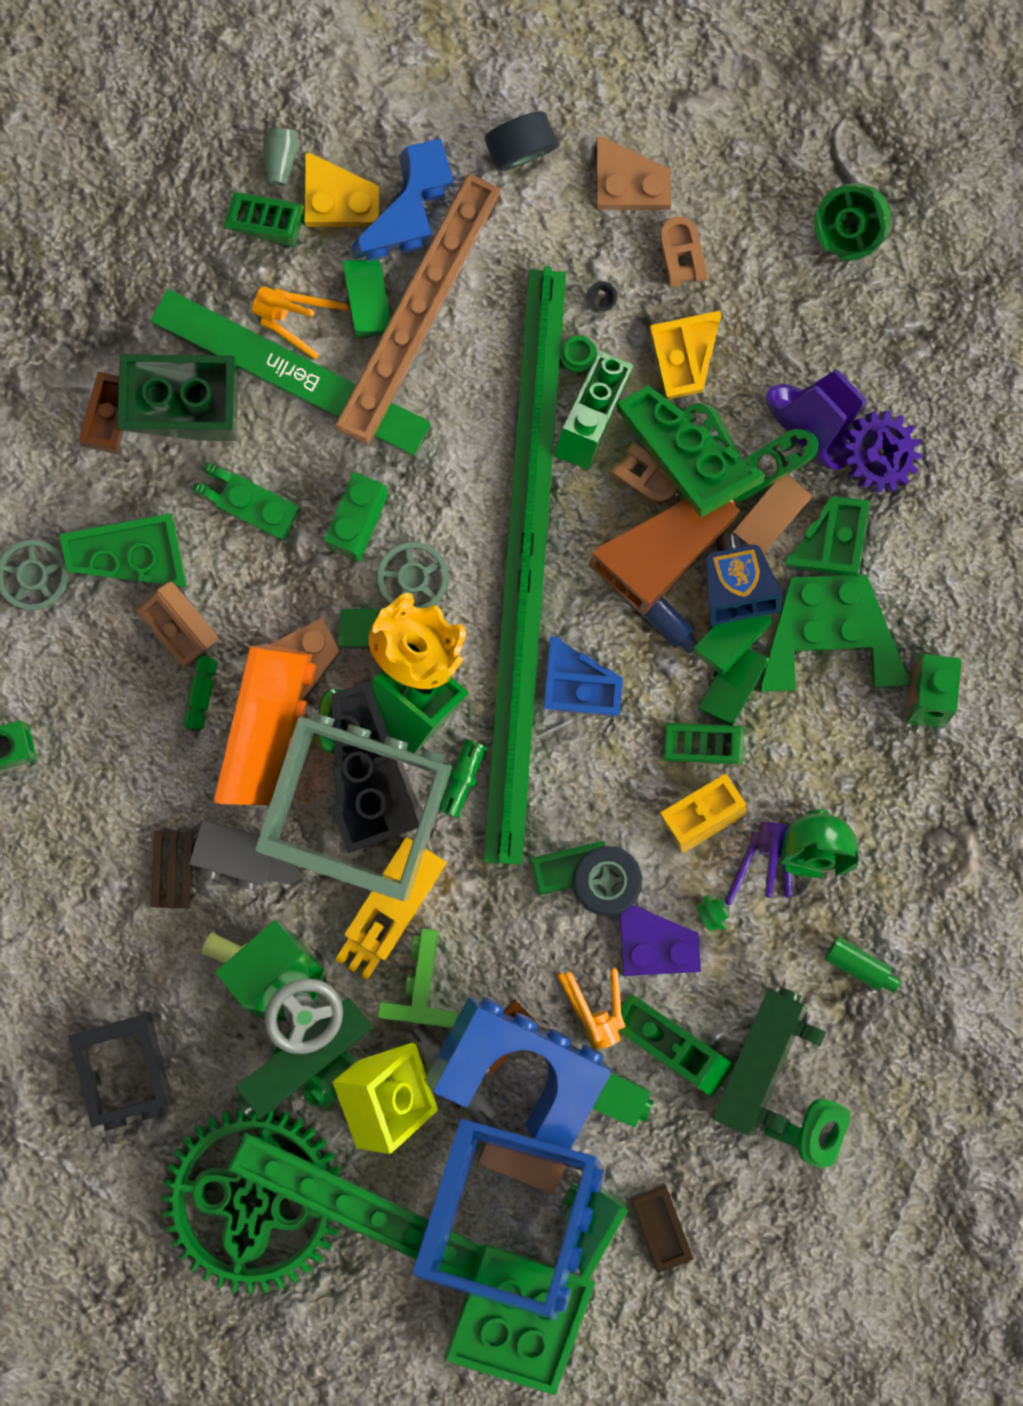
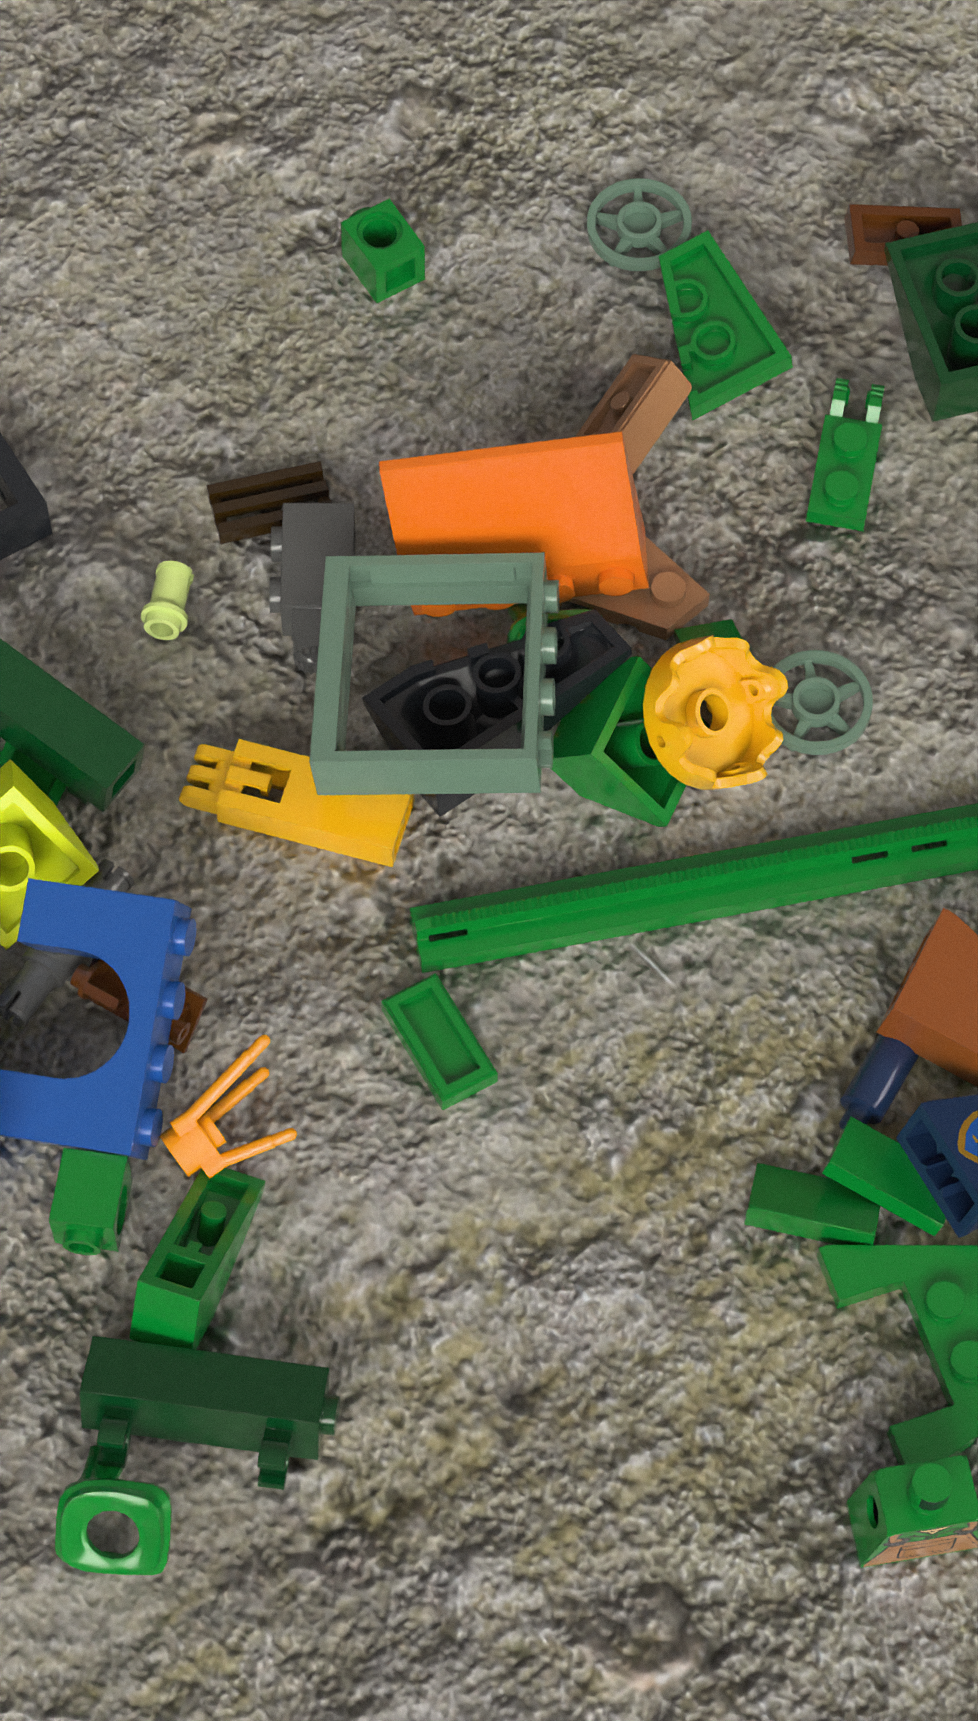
camera: 75 degrees right, 20 degrees down
(281, 984) = (147, 652): green piece -> none
(356, 516) = (877, 593): green brick -> none
(419, 988) = (199, 866): bright green bracket -> none
(462, 778) = (529, 845): green pin -> none
(579, 683) = (734, 972): blue wing -> none
(607, 881) = (428, 1054): black wheel -> none
(656, 945) = (354, 1197): dark purple wing -> none
(704, 813) = (586, 1206): yellow hinge -> none
(713, 913) = (430, 1264): green plate -> none
(737, 743) = (714, 1225): green slope -> none
(769, 840) = (574, 1323): dark purple plant -> none
(818, 844) = (590, 1393): green cylinder -> none
(861, 965) = (412, 1526): green cylinder -> none

